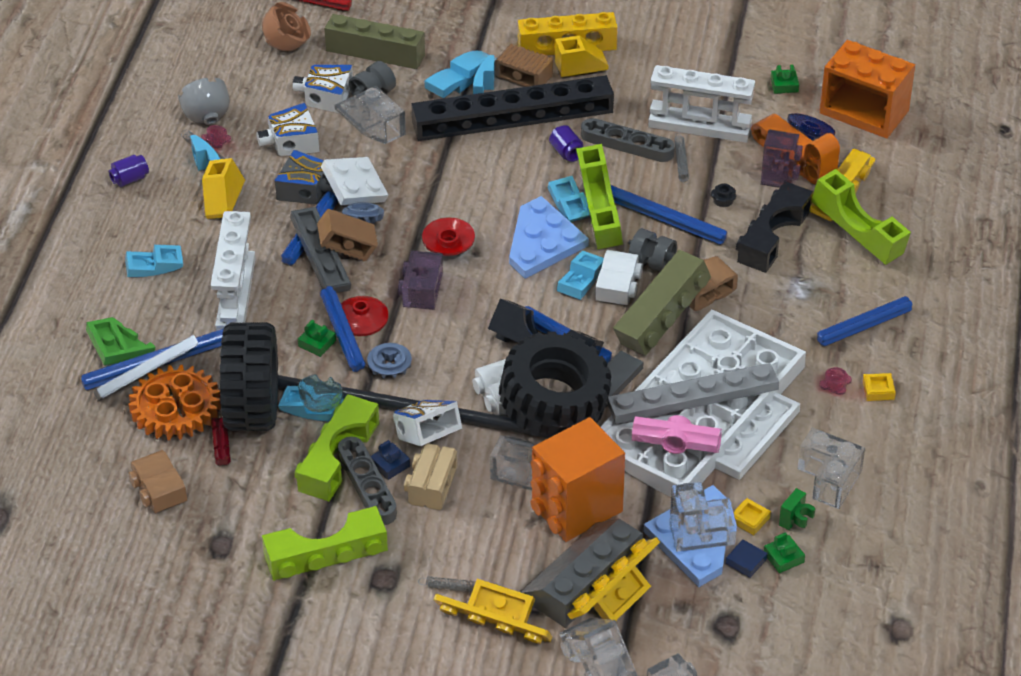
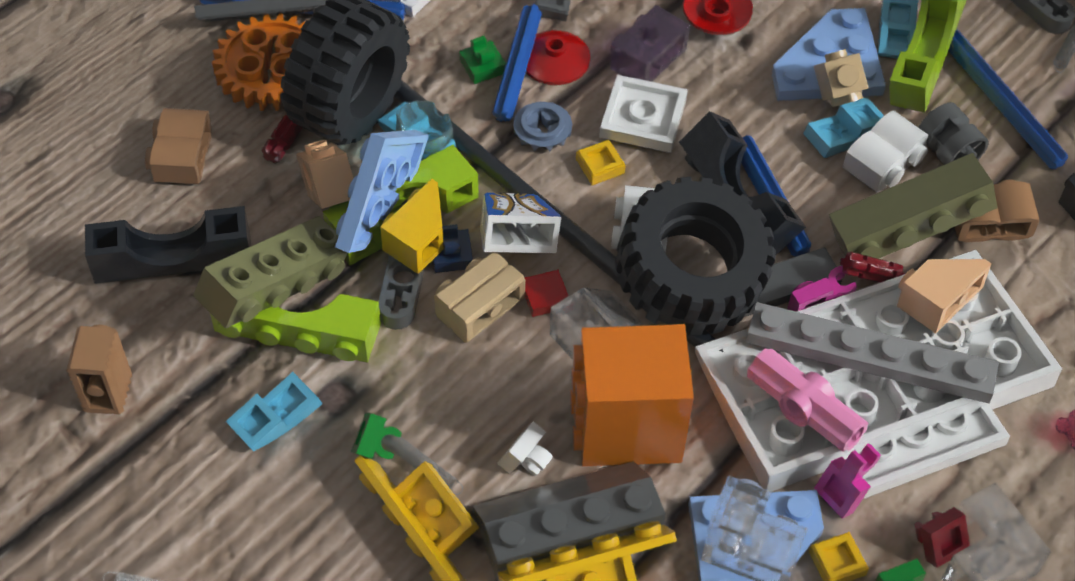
camera: 30 degrees right, 10 degrees up
(231, 628) = (99, 370): none -> medium nougat brick
(237, 524) = (124, 253): none -> black arch
(281, 448) = (325, 173): none -> light nougat brick
(300, 517) = (270, 272): none -> olive brick
(330, 437) = (385, 166): none -> light blue plate
(356, 603) = (278, 412): none -> medium azure slope
(367, 453) = (415, 230): none -> yellow slope
(431, 582) = (370, 436): none -> green tile
(443, 365) = (600, 162): none -> yellow tile
(449, 323) = (643, 113): none -> white plate
(471, 457) = (544, 291): none -> red tile
(530, 546) = (526, 452): none -> white tile
(562, 243) = (841, 78): none -> tan brick
(633, 379) = (823, 290): none -> dark pink plate
(658, 347) = (870, 267): none -> dark red axle
(709, 339) = (941, 289): none -> light nougat slope
(726, 471) = (843, 481): none -> dark pink plate
(799, 473) = (943, 536): none -> dark red tile

